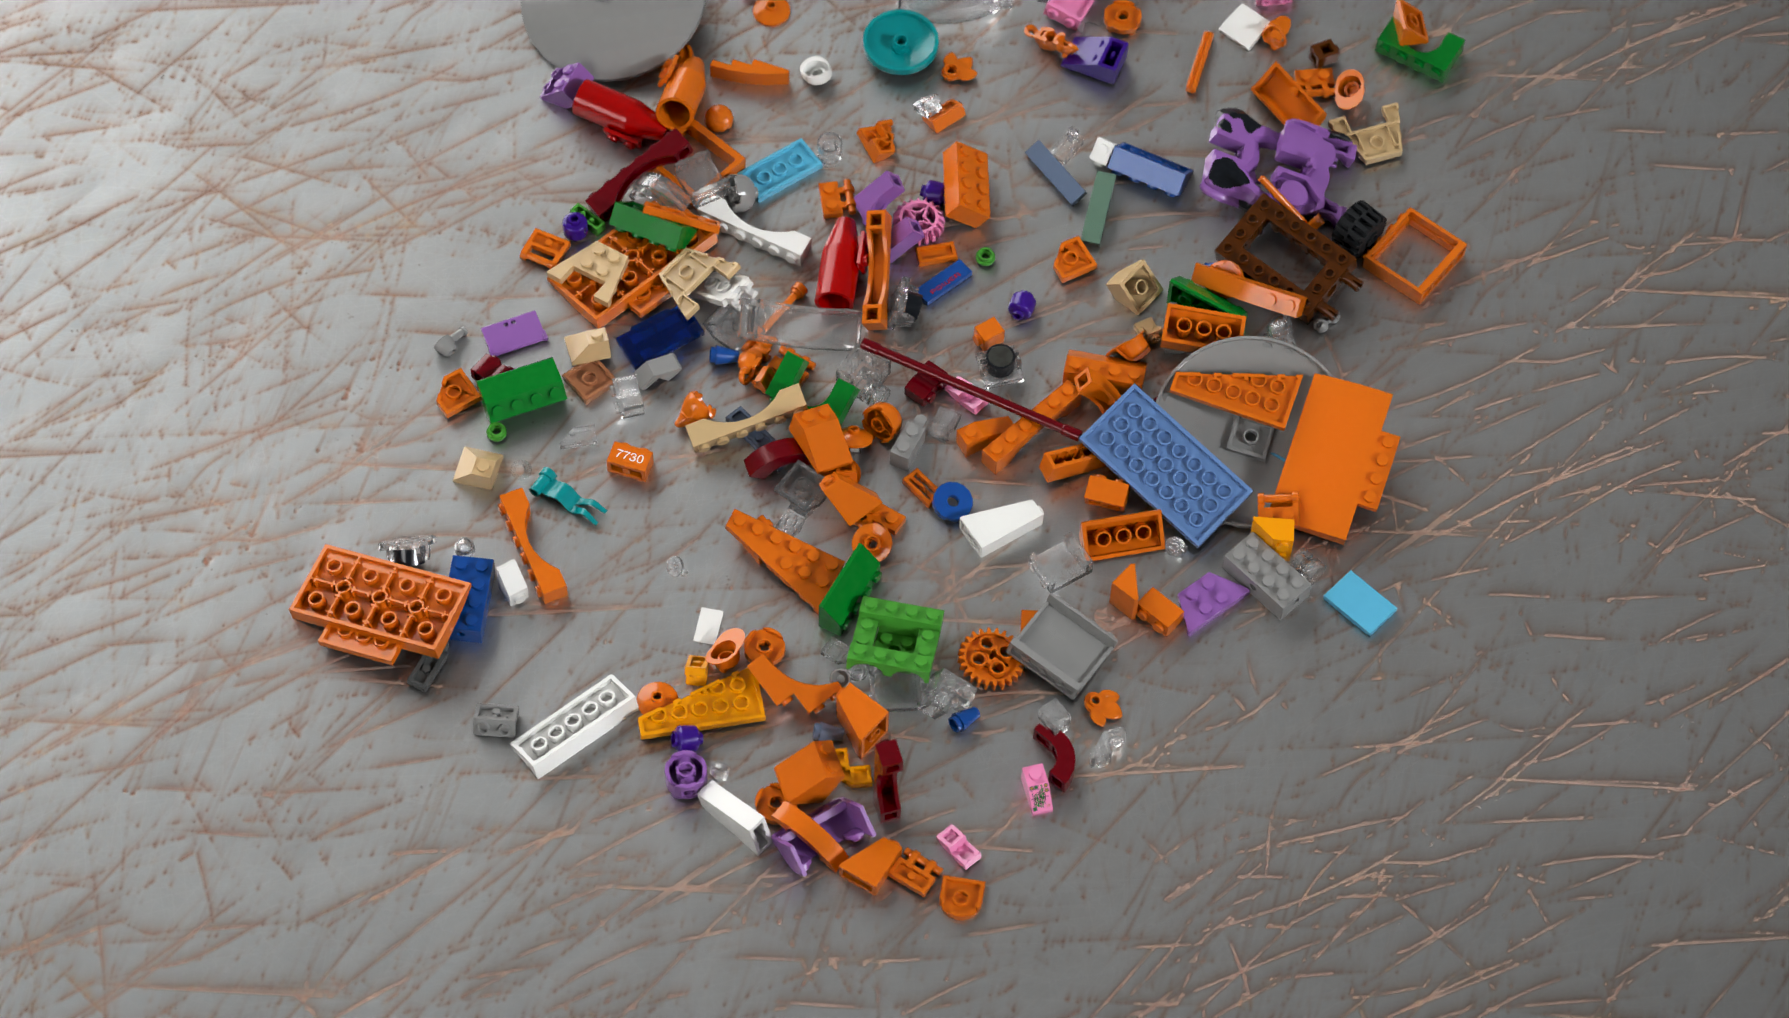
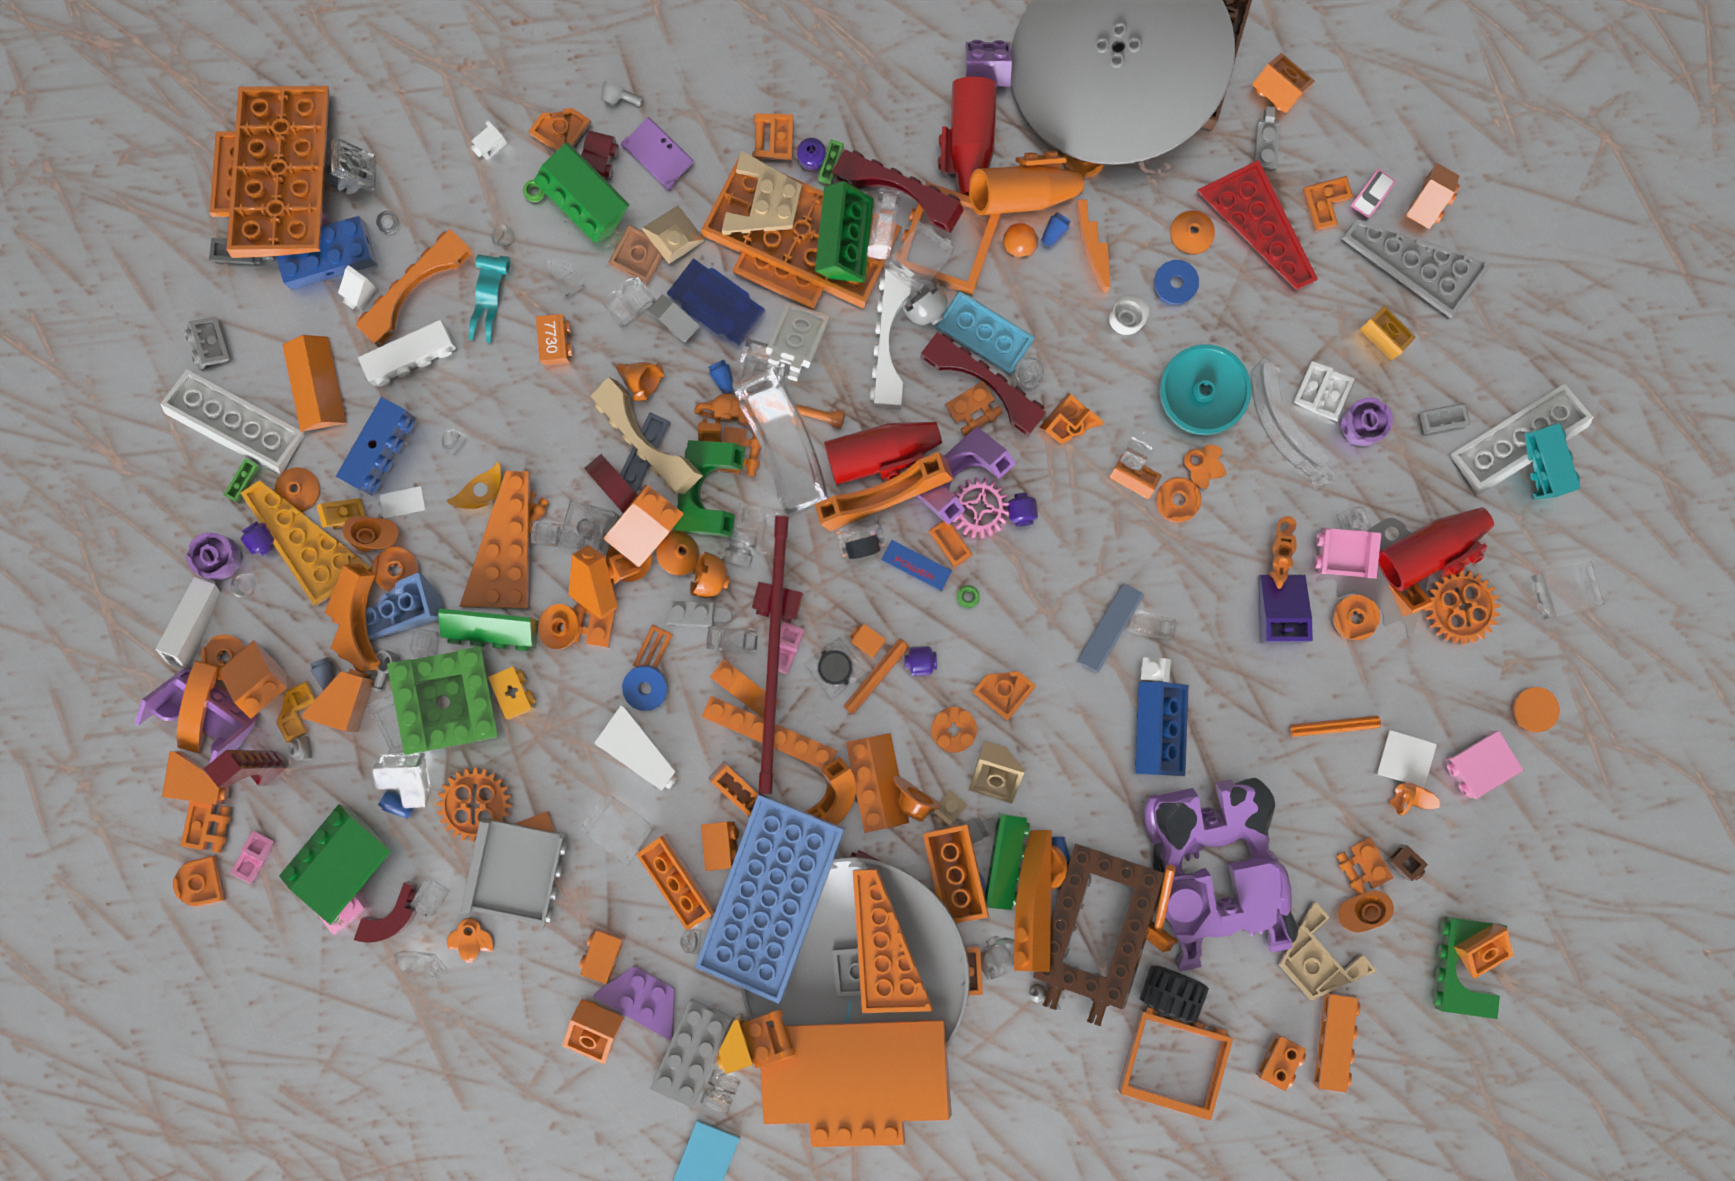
camera: 70 degrees right, 25 degrees up
(437, 446) = (487, 141): none -> white brick
(478, 468) = (485, 192): tan slope -> none
(573, 651) = (313, 382): none -> orange slope
(586, 568) = (407, 353): none -> white brick
(629, 736) = (242, 480): none -> bright green piece
(656, 615) = (376, 446): none -> blue brick
(681, 217) = (857, 258): orange tile -> none
(688, 272) = (794, 295): tan wing -> none
(722, 92) = (1055, 229): none -> blue cone
(728, 549) = (468, 500): none -> light orange piece
(801, 648) = (406, 606): none -> medium blue wedge
(805, 24) = (1179, 269): none -> blue tile
(855, 166) = (946, 356): none -> dark red arch
(920, 592) = (501, 685): none -> light orange brick
(966, 184) = (1043, 540): orange brick -> none
(972, 103) = (1165, 502): none -> orange tile
(995, 771) = (335, 863): none -> green slope
(1019, 341) = (876, 676): none -> orange axle
(1086, 295) = (944, 738): none -> orange plate
(1098, 208) = (1083, 692): sand green slope -> none
(1125, 592) = (603, 913): orange slope -> none
(1219, 641) = (592, 1031): none -> orange slope
(1286, 97) = (1320, 846): orange container -> none
(1440, 148) = (1336, 1042): none -> orange brick
(1441, 187) = (1281, 1062): none -> orange brick

